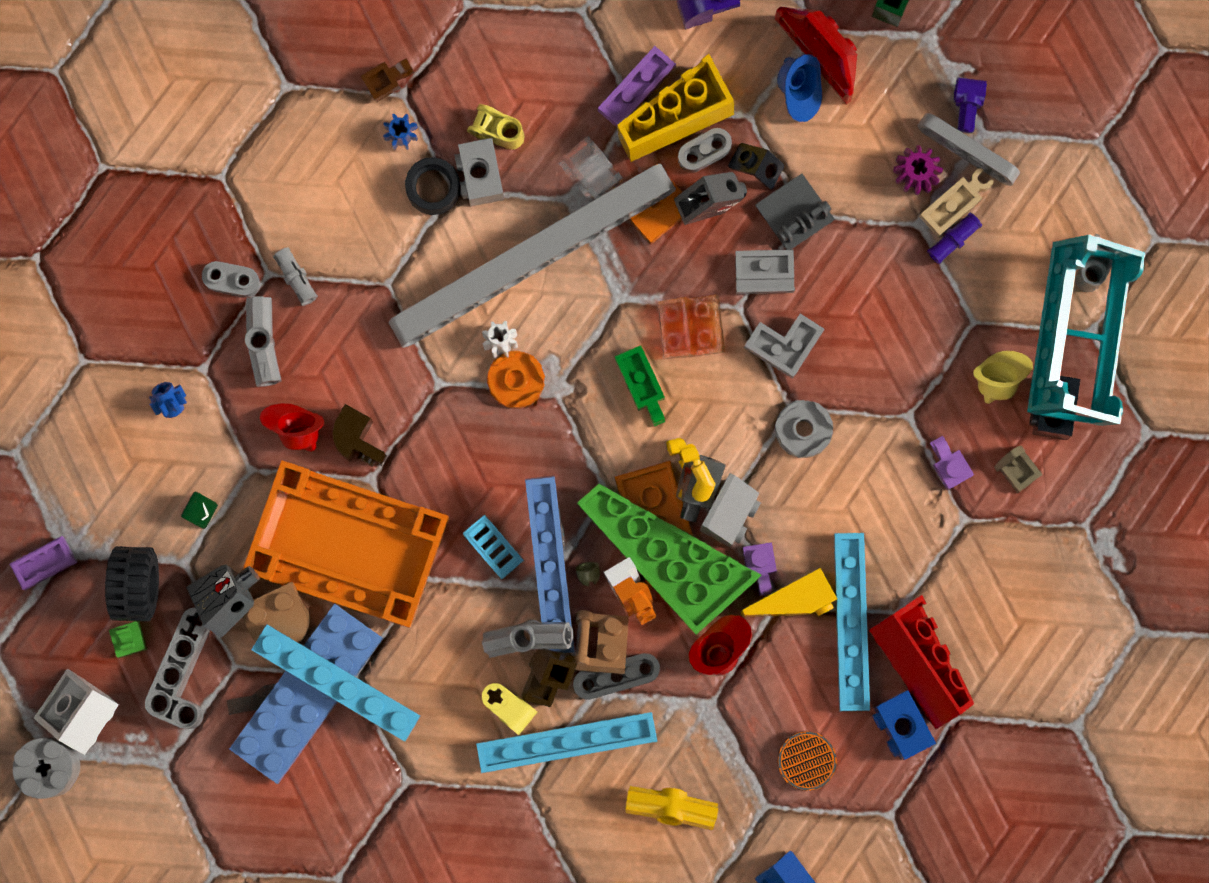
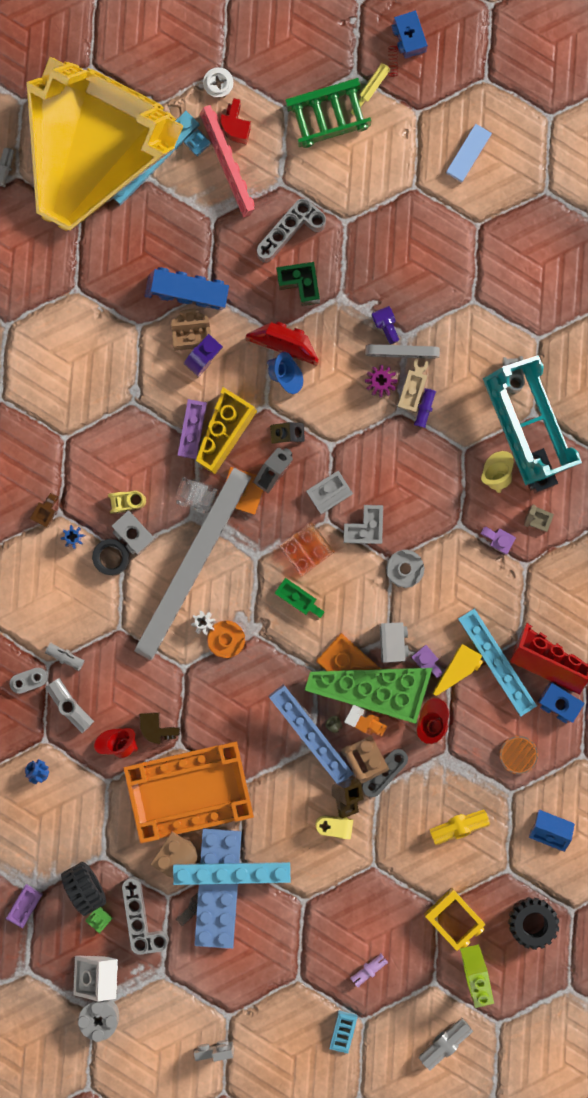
camera: 30 degrees left, 5 degrees up
(199, 510) = (94, 822): dark green slope -> none
(223, 597) = (139, 864): dark grey torso -> none
(493, 531) = (259, 731): medium azure slope -> none
(542, 635) = (315, 788): light grey piece -> none
(566, 742) = (379, 826): medium azure plate -> none
(698, 478) = (364, 634): torso -> none
(703, 150) = (252, 442): light grey plate -> none
(795, 212) = (325, 447): dark grey hinge -> none

